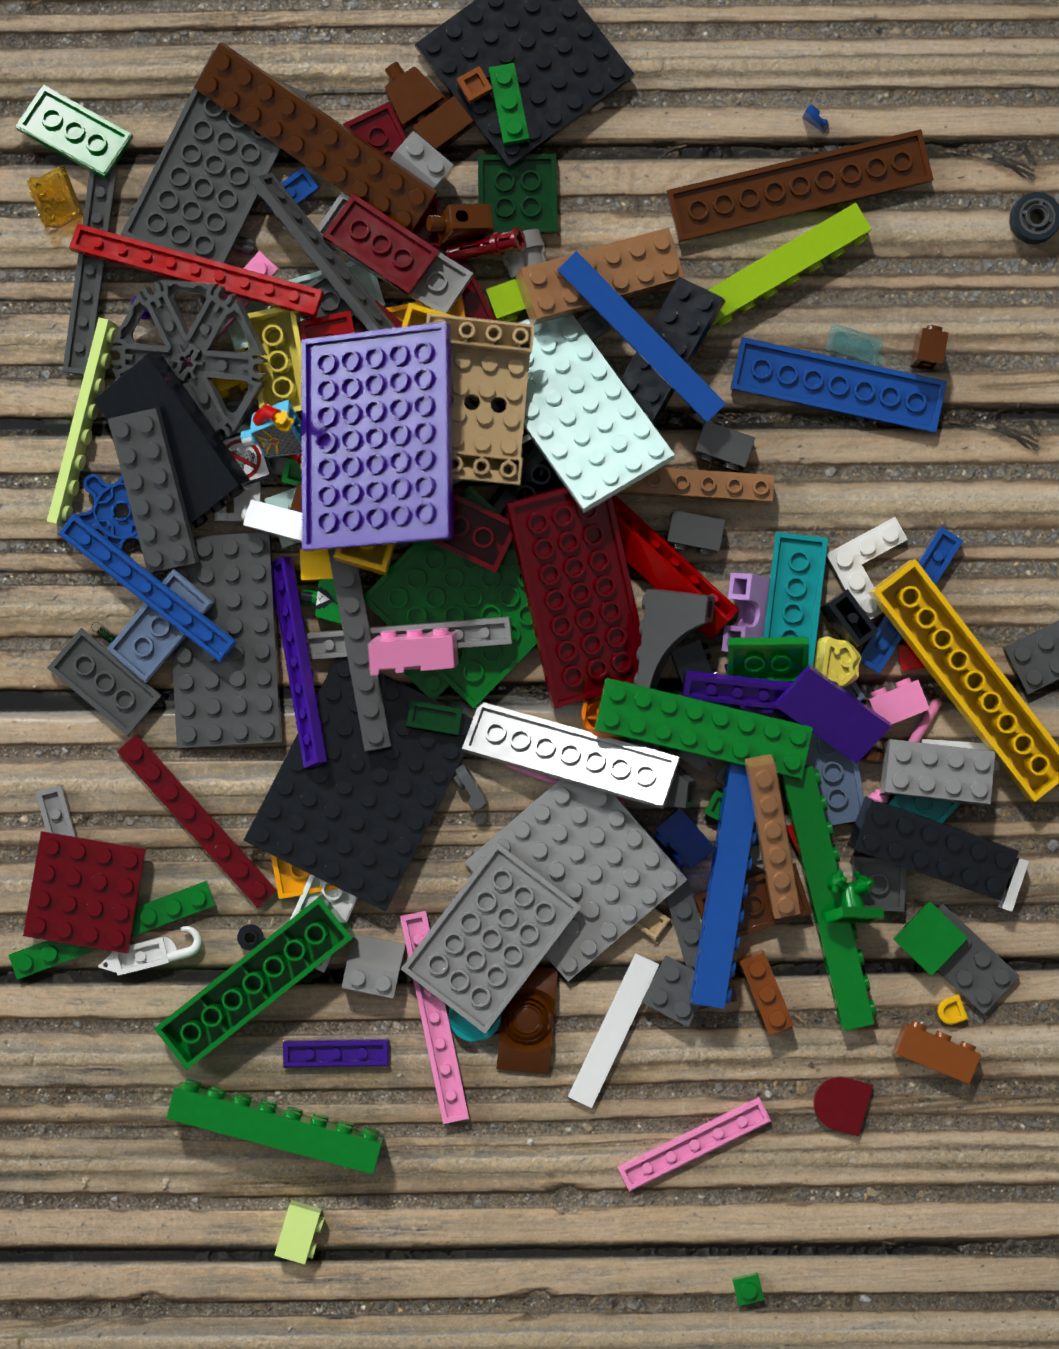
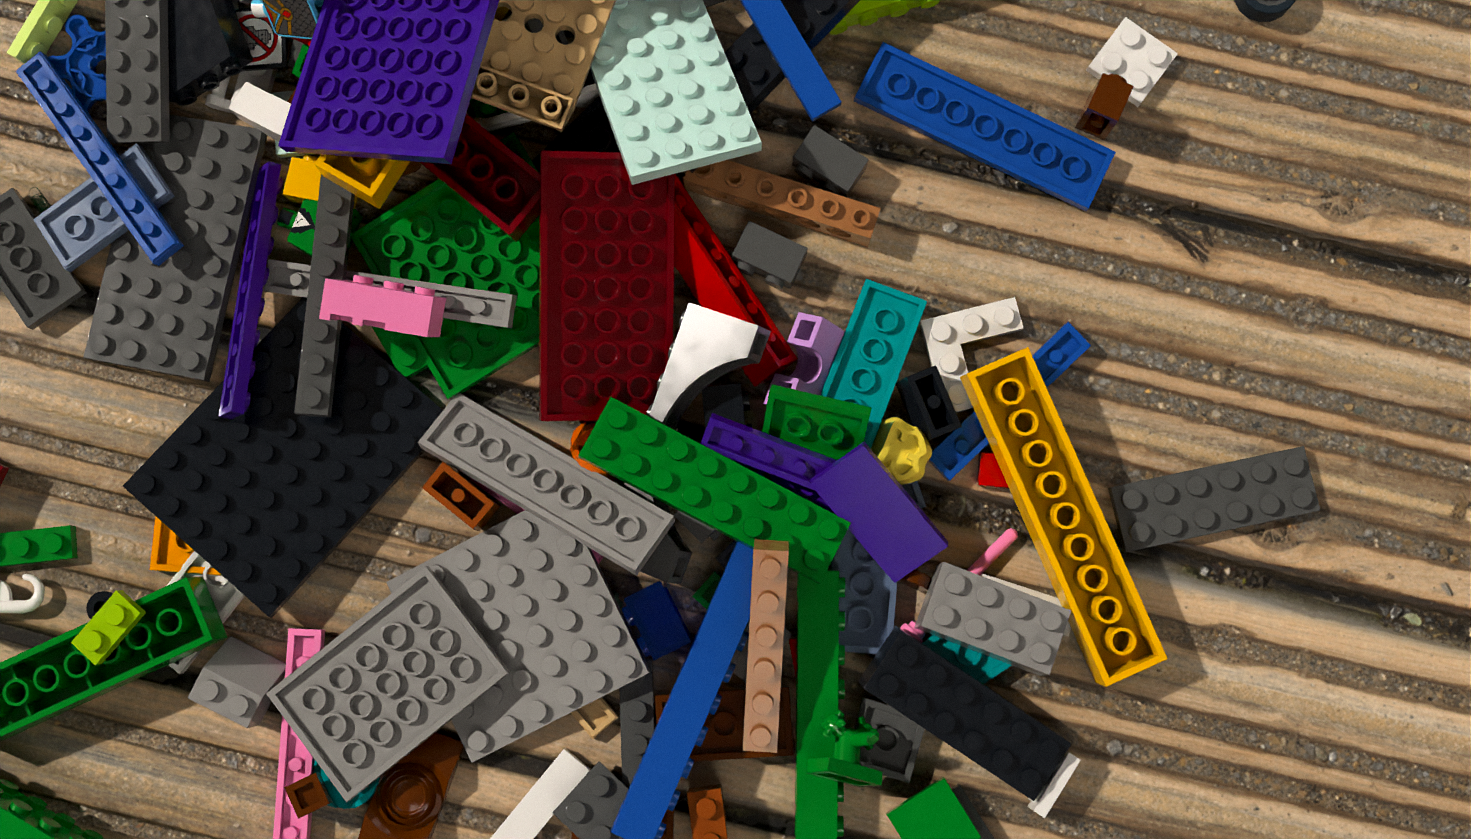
camera: 20 degrees right, 5 degrees down
(197, 820) = (83, 451): dark red plate -> none
(271, 949) = (108, 627): none -> lime plate
(335, 1053) = (166, 777): dark purple tile -> none
(434, 717) = (395, 397): dark green tile -> none
(453, 1036) = (308, 794): none -> reddish brown plate
(466, 780) = (422, 505): dark grey plate -> none
(506, 781) = (461, 496): none -> dark orange brick
(853, 344) = (1013, 82): clear light blue plate -> none
(899, 702) = (968, 521): bright pink brick -> none
(942, 302) = (1134, 56): none -> white plate

